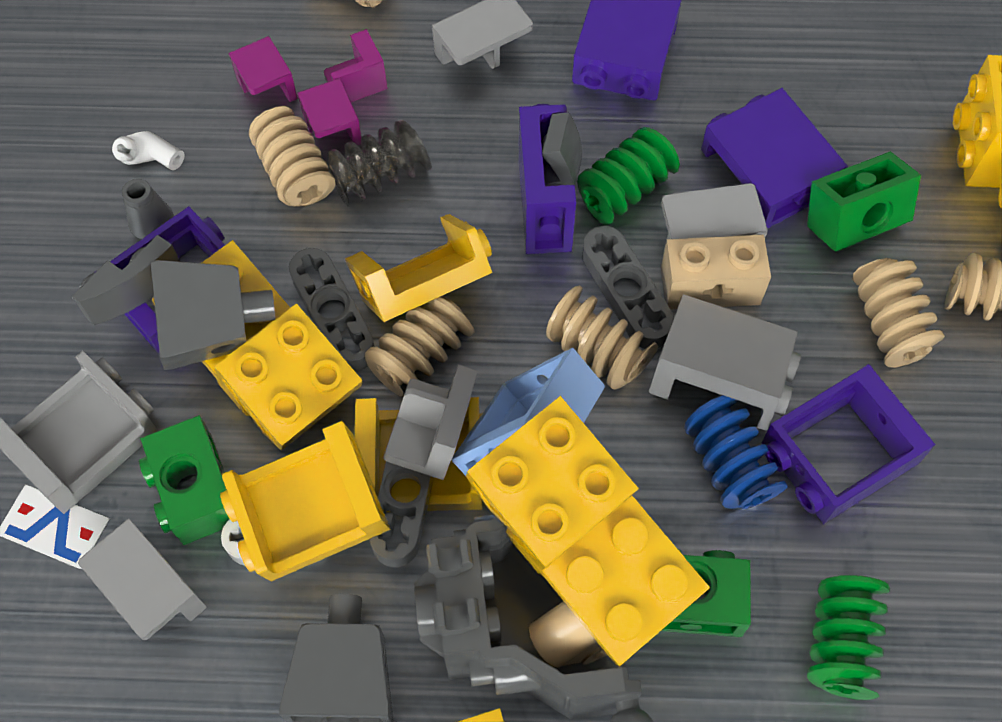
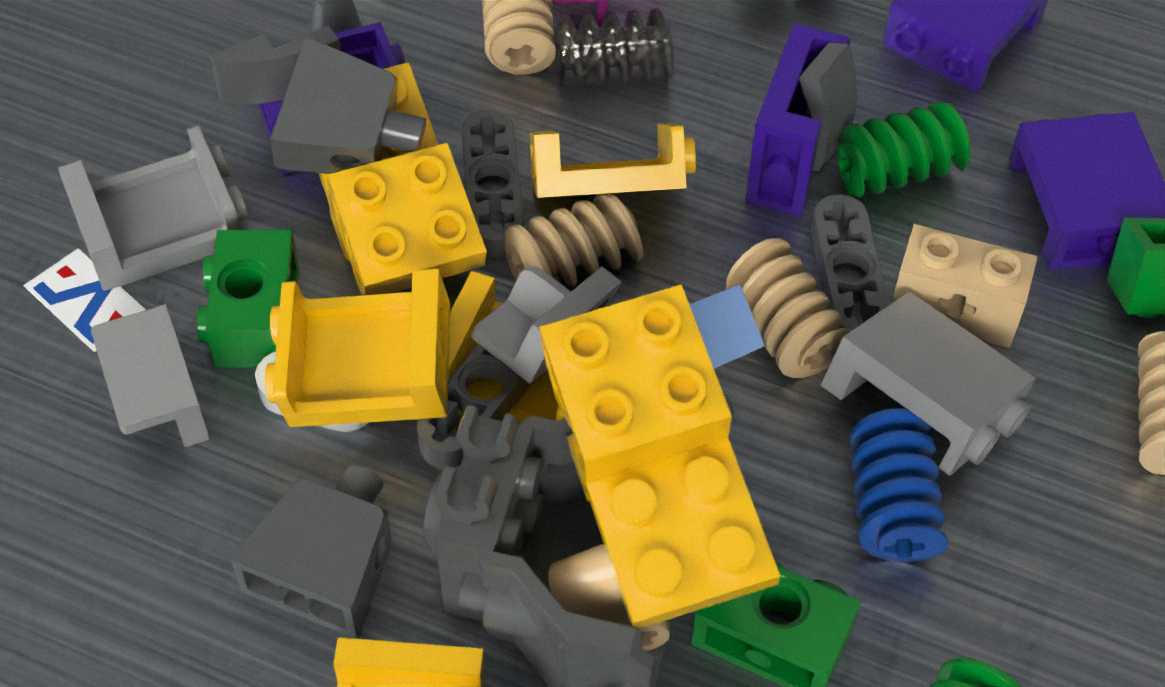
camera: 20 degrees right, 10 degrees down
(714, 213) = (991, 217): light grey panel -> none
(879, 412) = (1106, 505): dark purple window -> none

